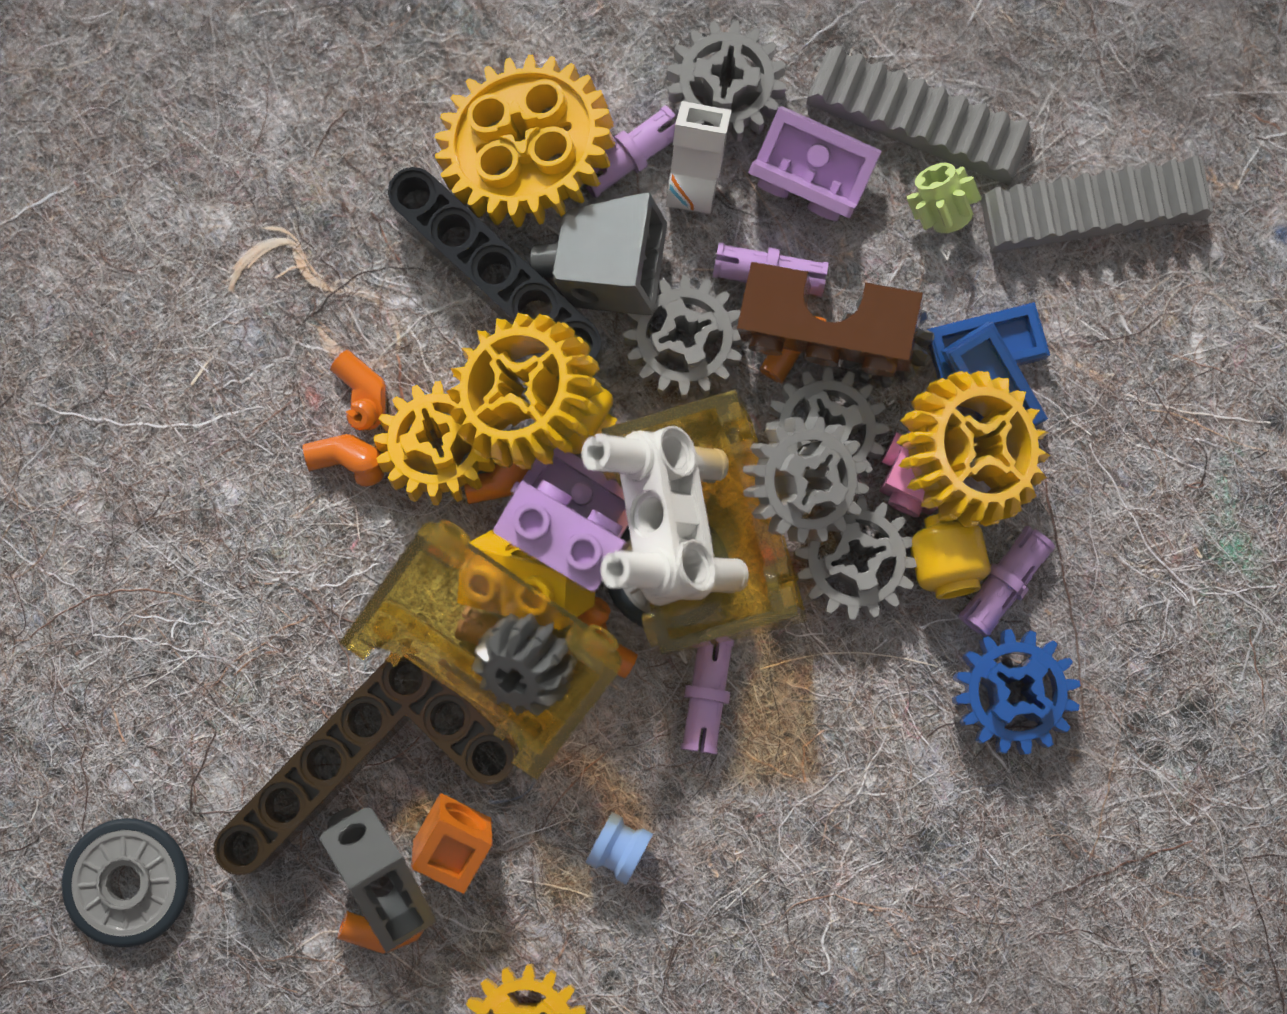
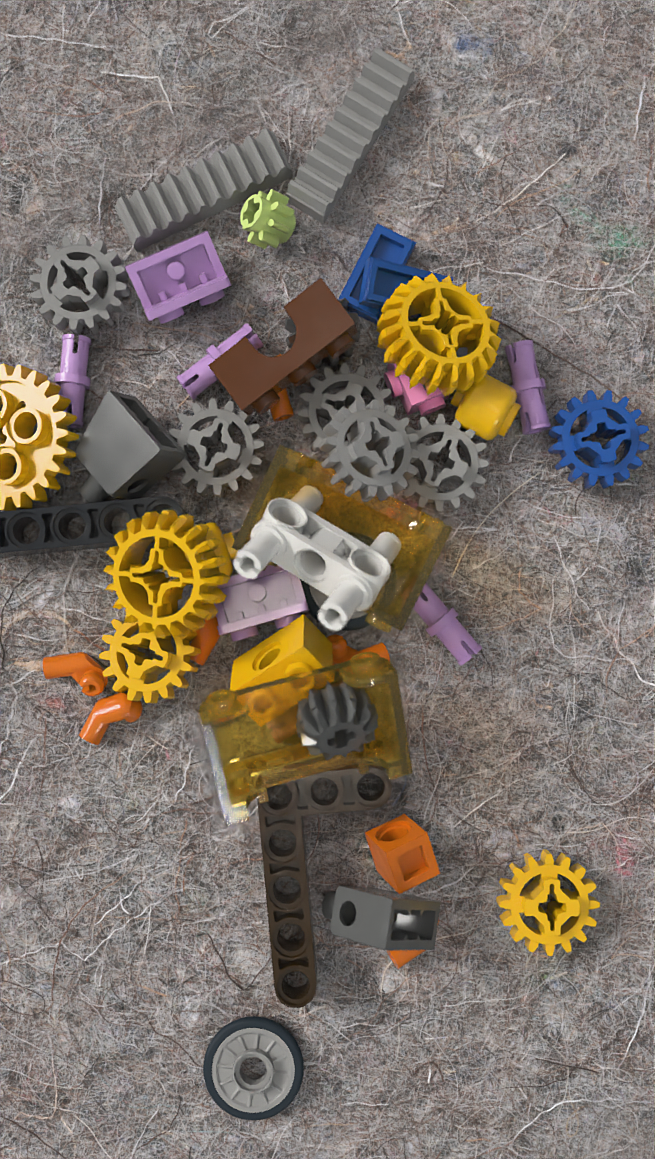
camera: 50 degrees left, 5 degrees up
(558, 536) = (276, 631): lavender bracket -> none
(619, 848) = (489, 753): light blue wheel -> none
(697, 157) = (112, 342): white leg -> none

